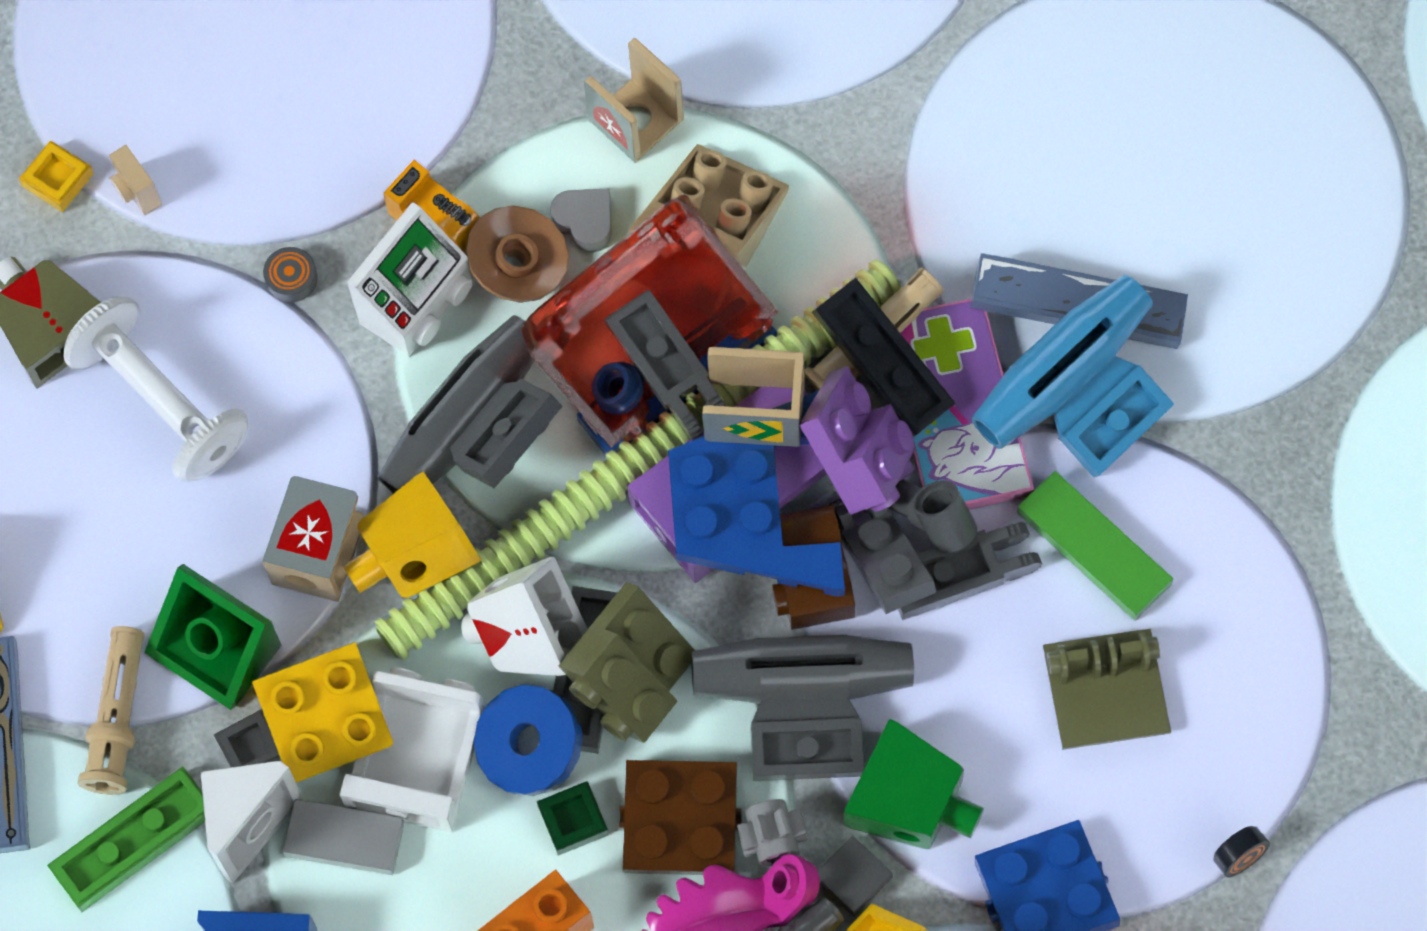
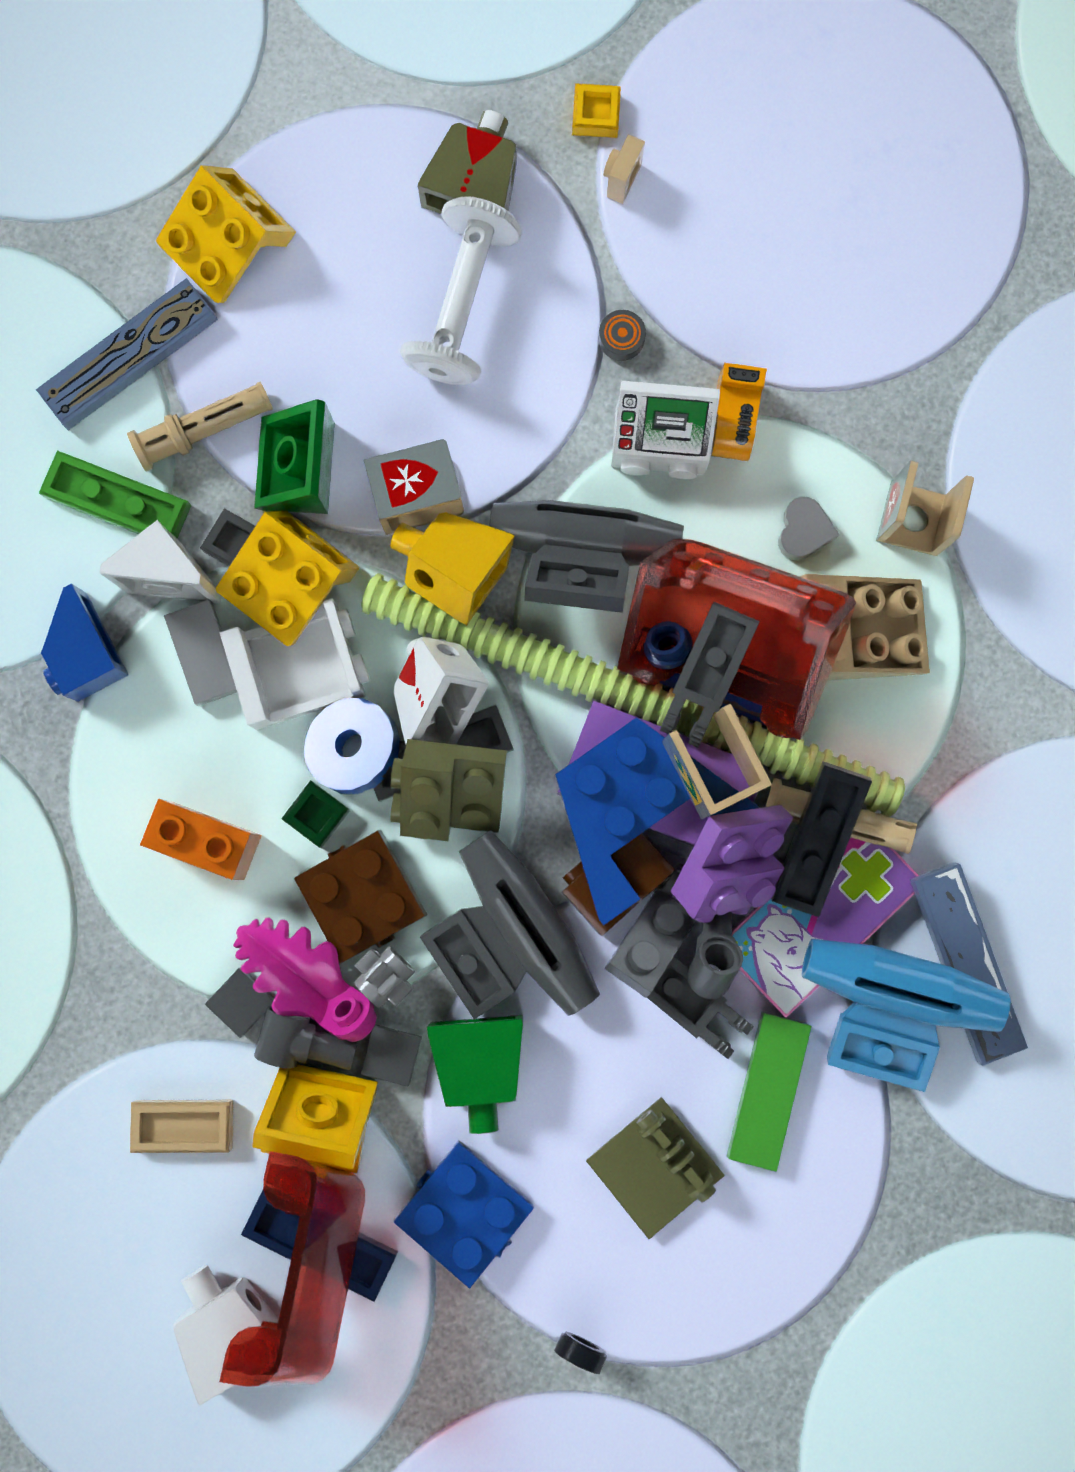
camera: 55 degrees right, 15 degrees up
(522, 235) = (760, 496): medium nougat dish -> none

